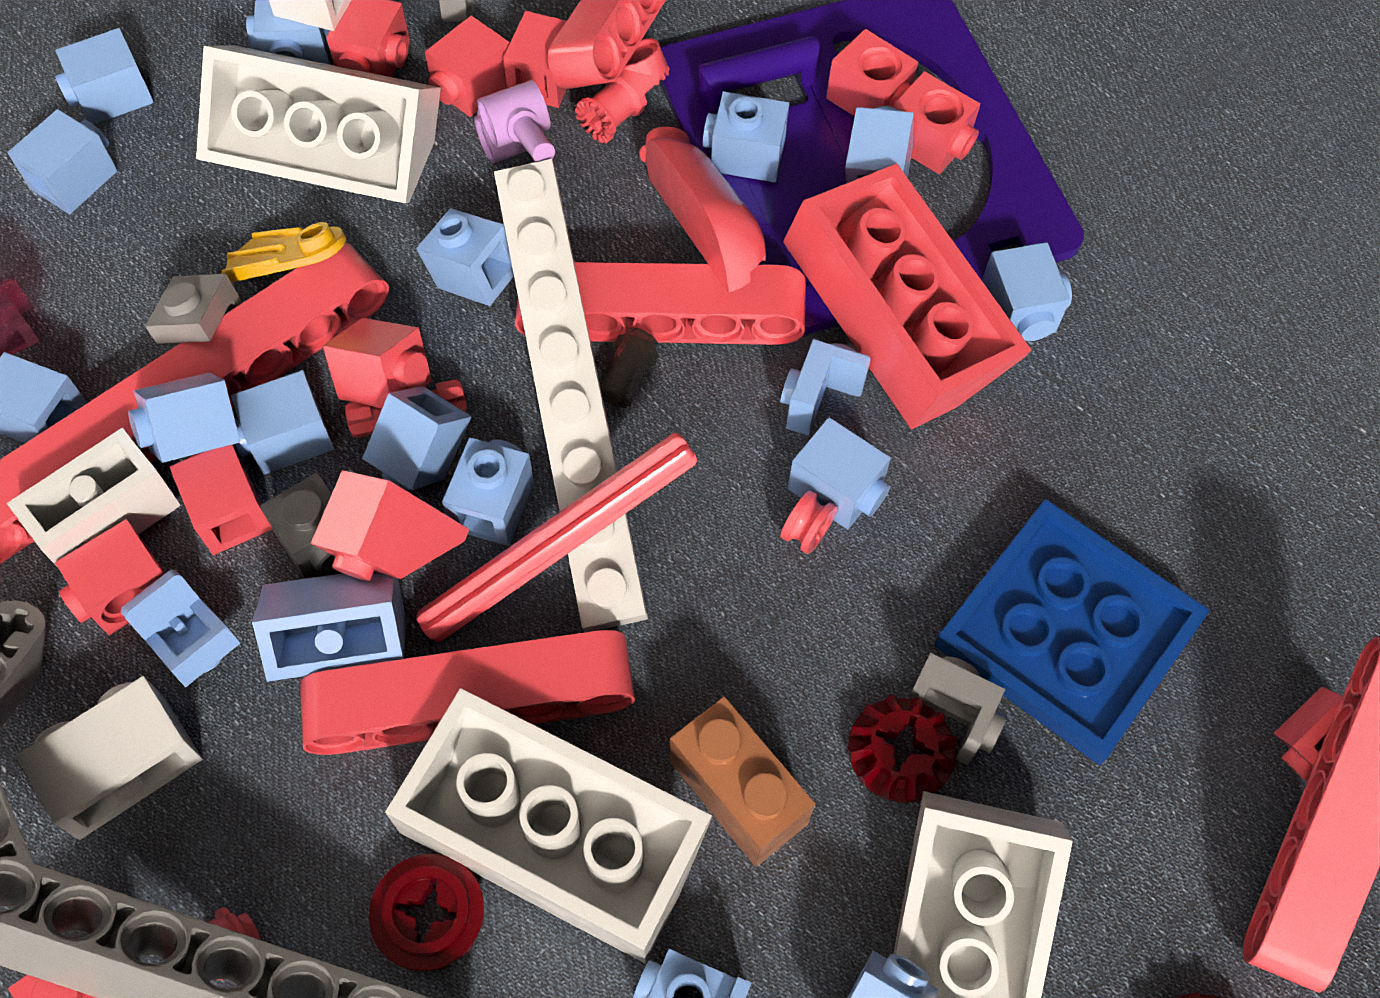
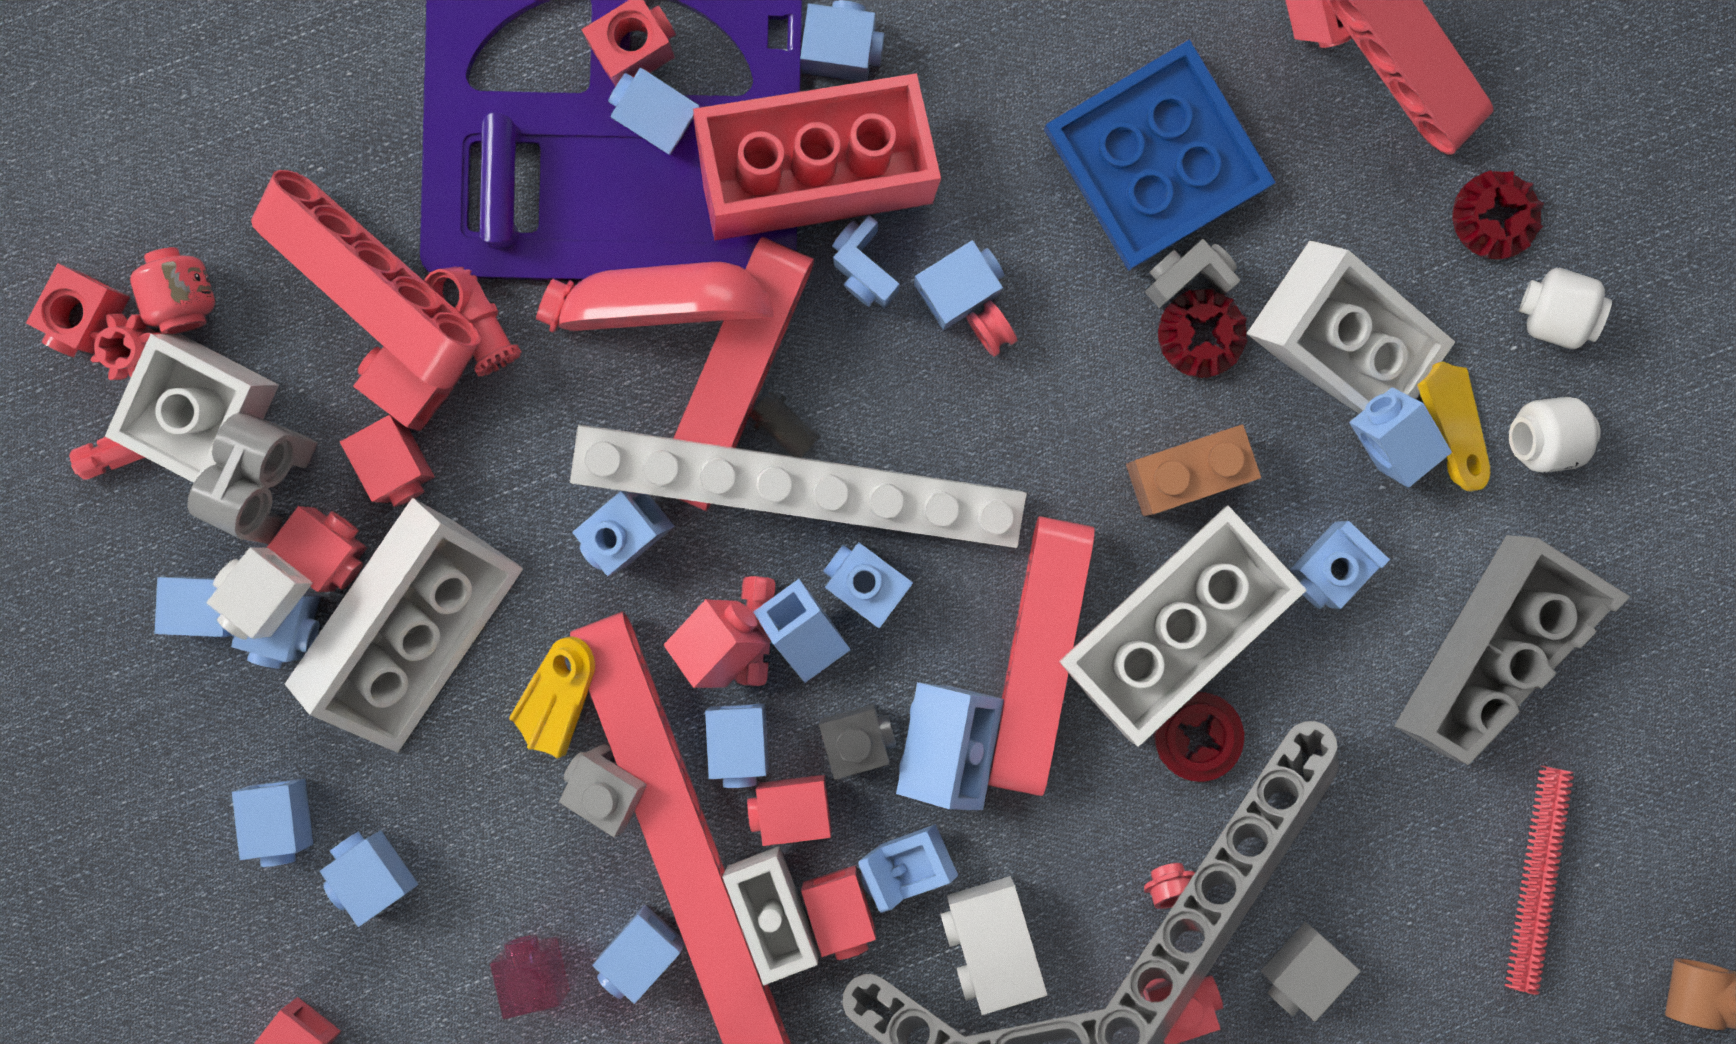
camera: 65 degrees left, 25 degrees up
(184, 417) = (729, 822): light blue brick -> none
(382, 529) = (894, 683): coral slope -> none
(514, 123) = (496, 440): lavender beam -> none
(556, 537) = (946, 541): coral axle -> none
(747, 136) = (581, 225): light blue brick -> none
(869, 74) = (536, 67): coral brick -> none

